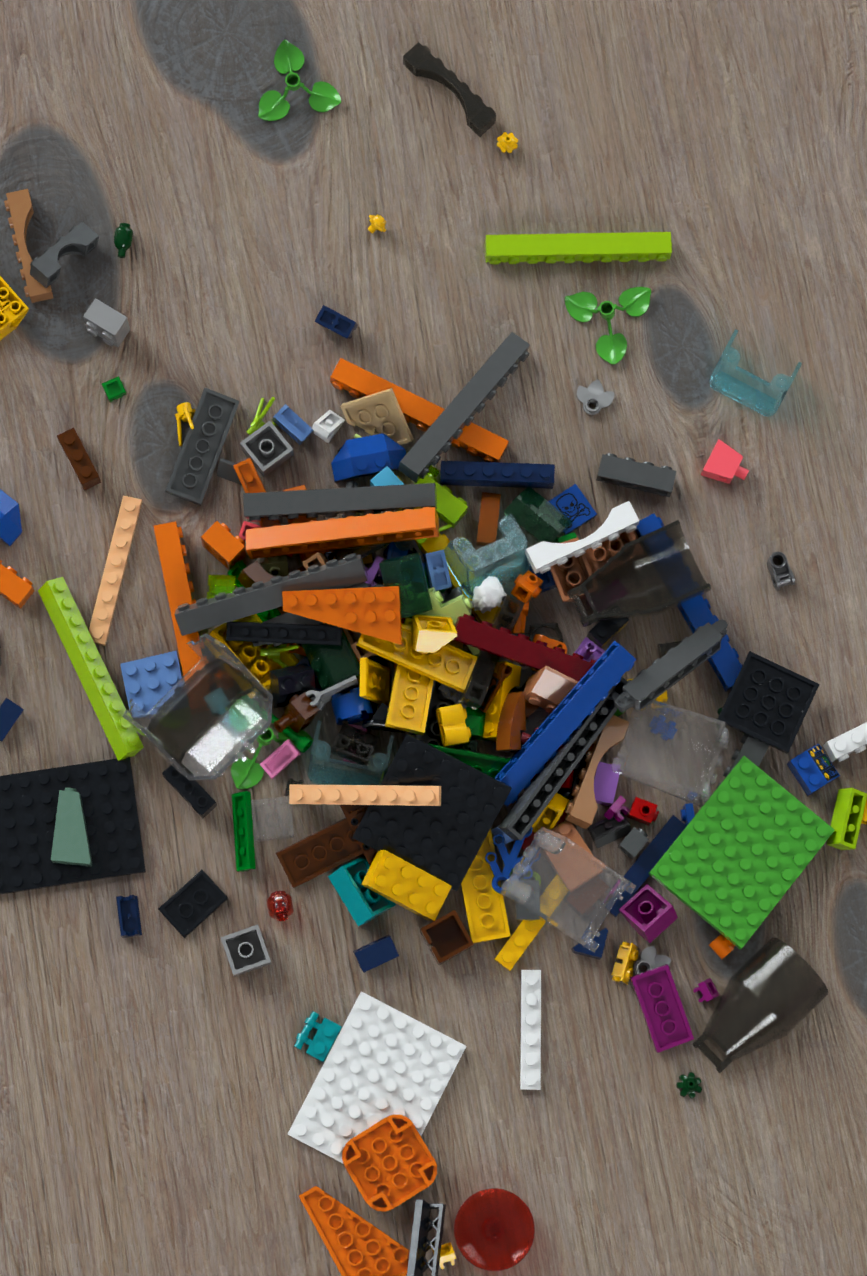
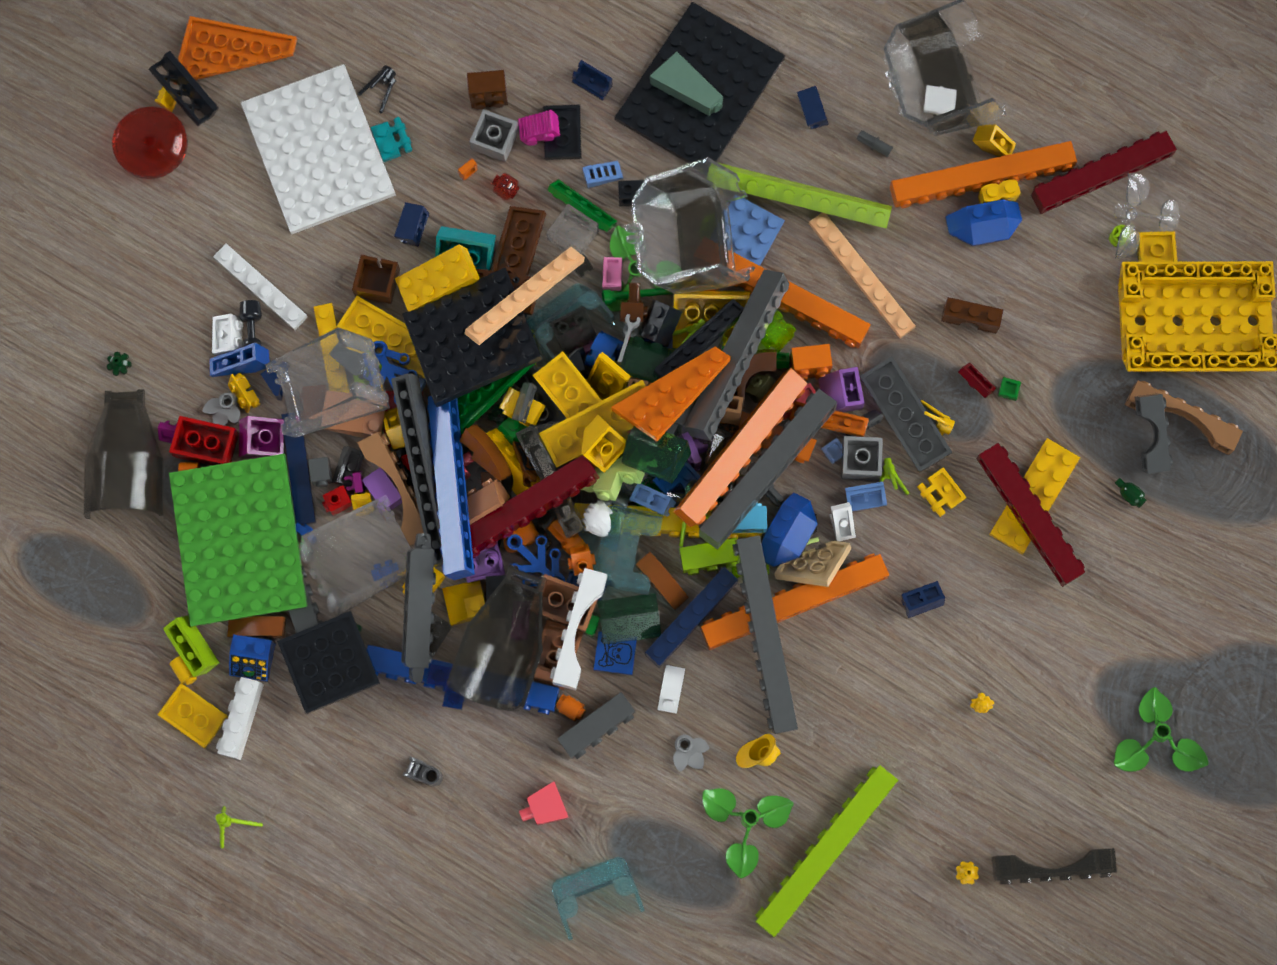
camera: 140 degrees right, 0 degrees up
(106, 323) = (1067, 419): light grey brick -> none
(129, 416) = (976, 380): none -> dark red plate
(184, 306) = (1046, 479): none -> yellow plate
(205, 294) = (1030, 514): none -> dark red brick
(208, 921) = (538, 127): none -> dark pink brick
(211, 990) = (487, 89): none -> reddish brown brick
(217, 702) = (691, 254): clear light blue brick -> none
(218, 843) = (604, 179): none -> medium blue slope
(224, 505) = (844, 388): none -> medium lavender slope
(235, 371) = (947, 490): none -> yellow plate
(269, 1089) = (384, 76): none -> black plant
(276, 478) = (833, 450): none -> light blue tile
(291, 948) = (467, 169): none -> orange tile
(389, 1163) = (259, 110): orange tile -> none
(451, 721) = (524, 402): none -> dark grey slope
(553, 348) = (758, 752): none -> yellow piece
(558, 618) = (537, 564): none -> blue plant
(559, 1014) = (250, 312): none -> black piece
(560, 445) = (671, 689): none -> white brick
(592, 1017) = (226, 333): none -> white bracket
(605, 987) = (242, 360): none -> blue slope
(627, 791) = (360, 500): none -> yellow tile
(637, 644) = (463, 601): none -> yellow slope
(640, 504) = (570, 707): none -> orange brick
(662, 1008) = (186, 387): magenta plate -> none
(691, 952) = (203, 441): none -> red brick
(701, 605) = (439, 676): none -> clear blue plate
(787, 779) = (258, 627): none -> dark orange slope

